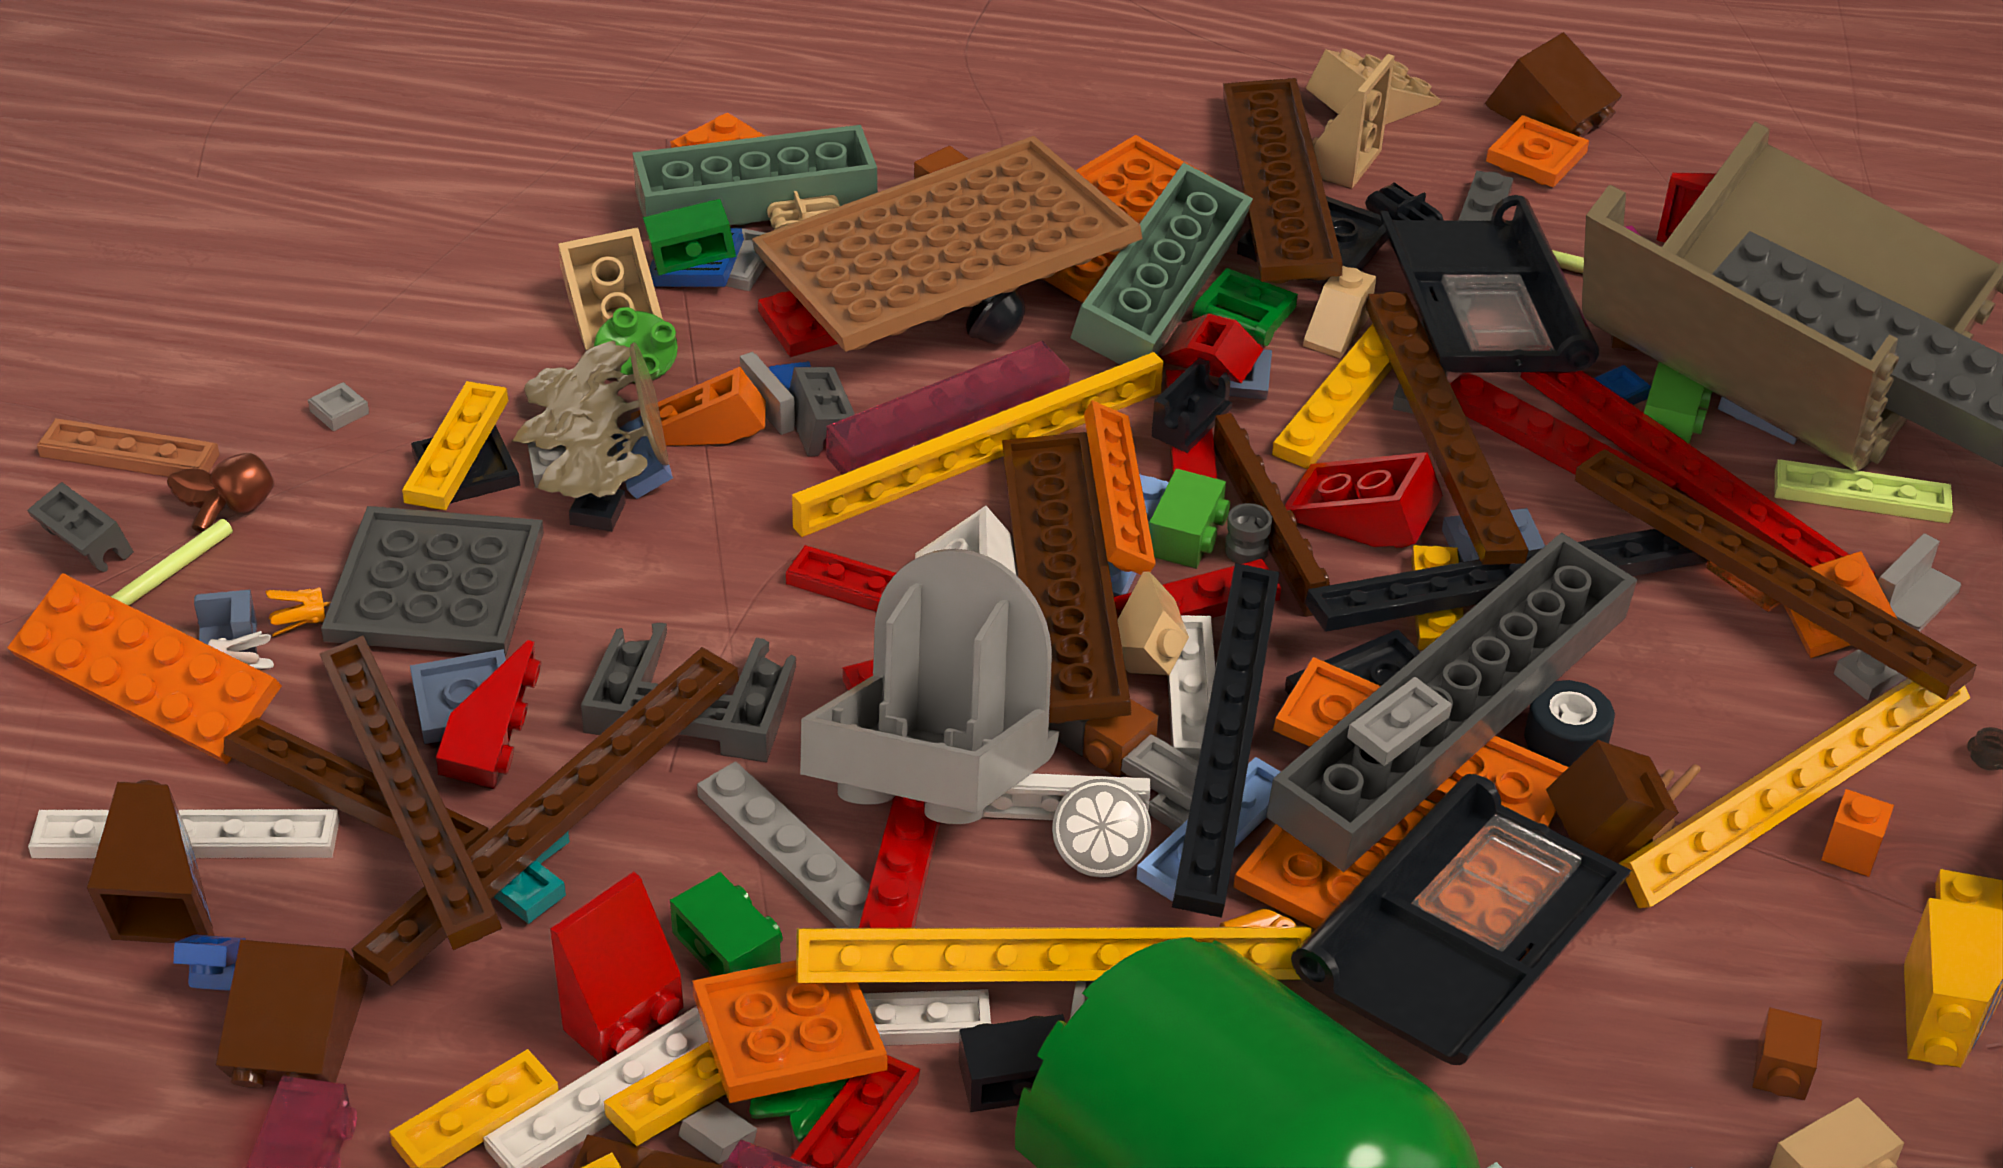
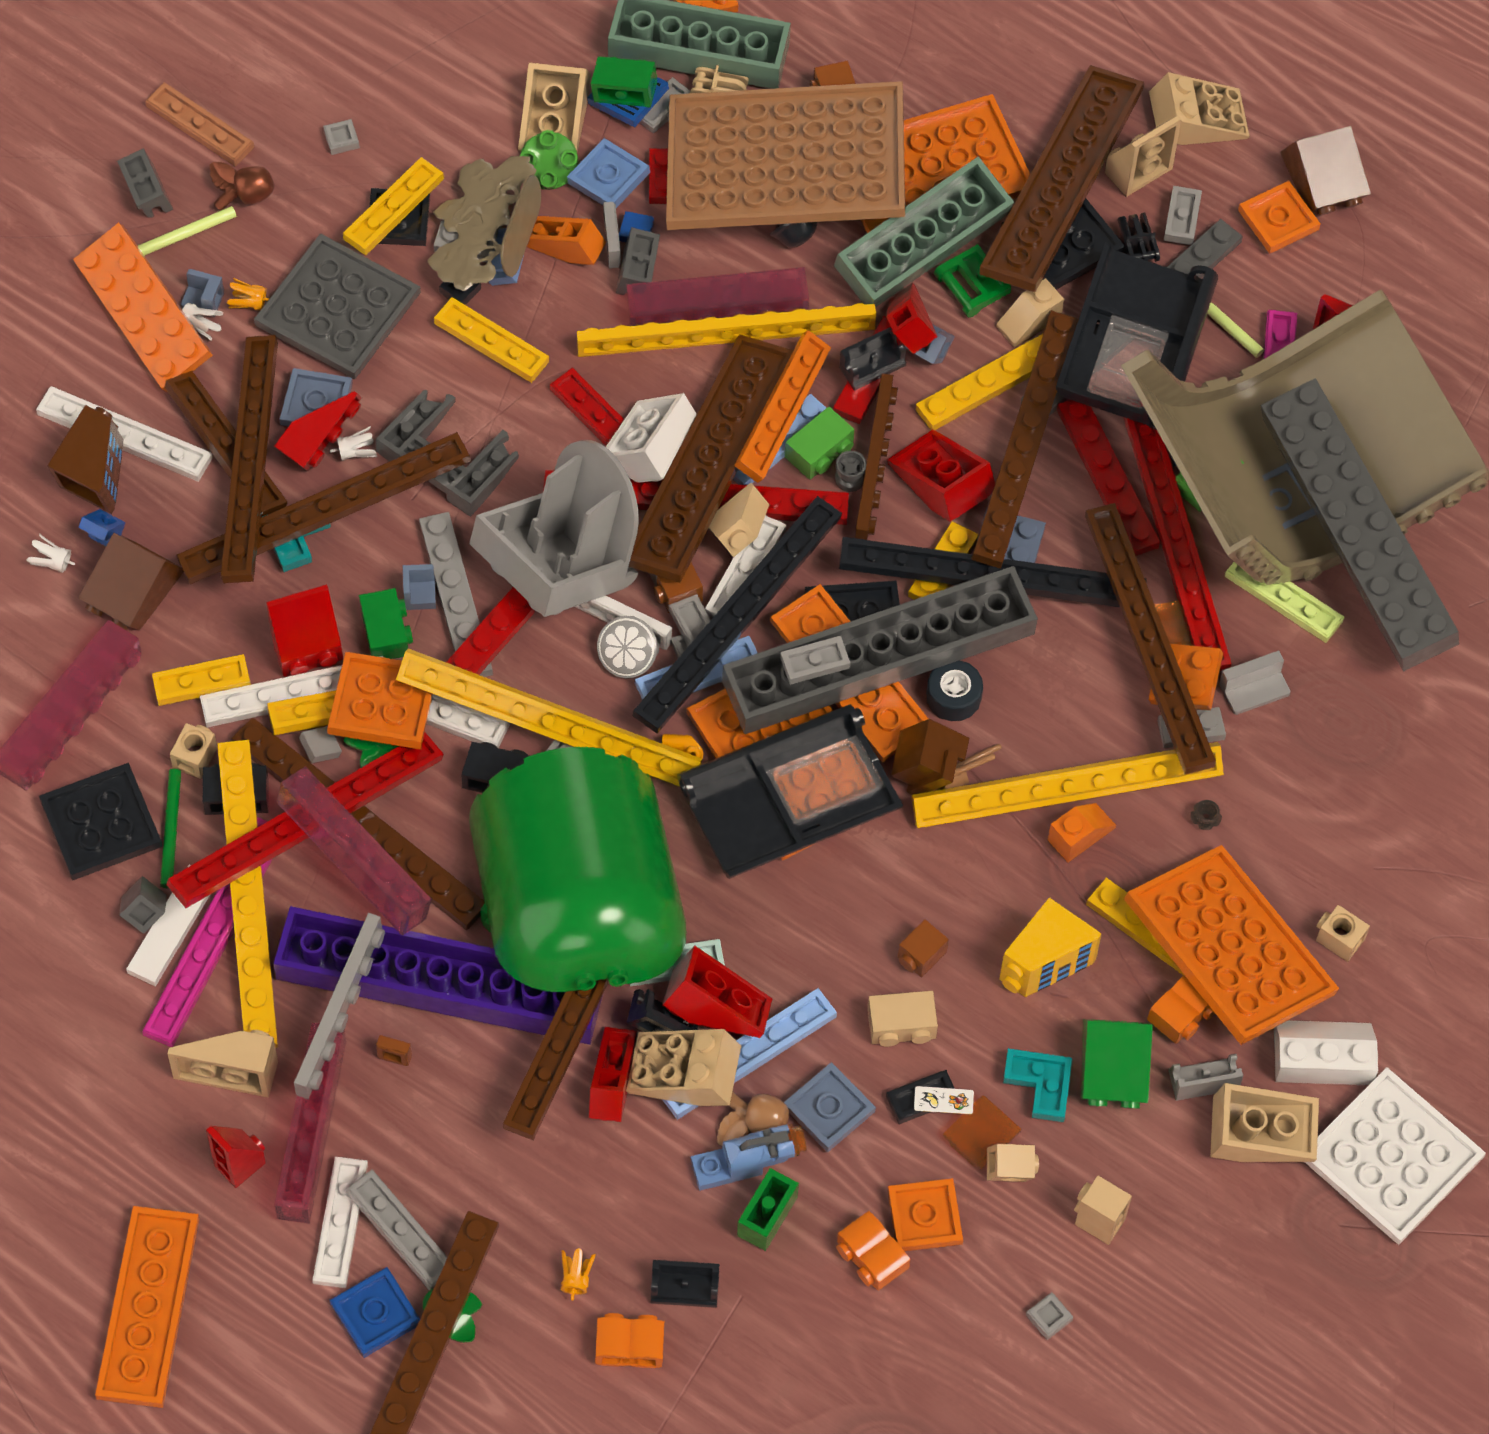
camera: 25 degrees right, 20 degrees up
(140, 1030) = (59, 556): none -> white piece
(552, 728) = (349, 445): none -> white piece
(675, 549) = (491, 340): none -> yellow plate
(720, 334) = (608, 173): none -> medium blue plate
(746, 863) = (419, 586): none -> sand blue panel
(1432, 175) = (1182, 215): none -> light grey plate

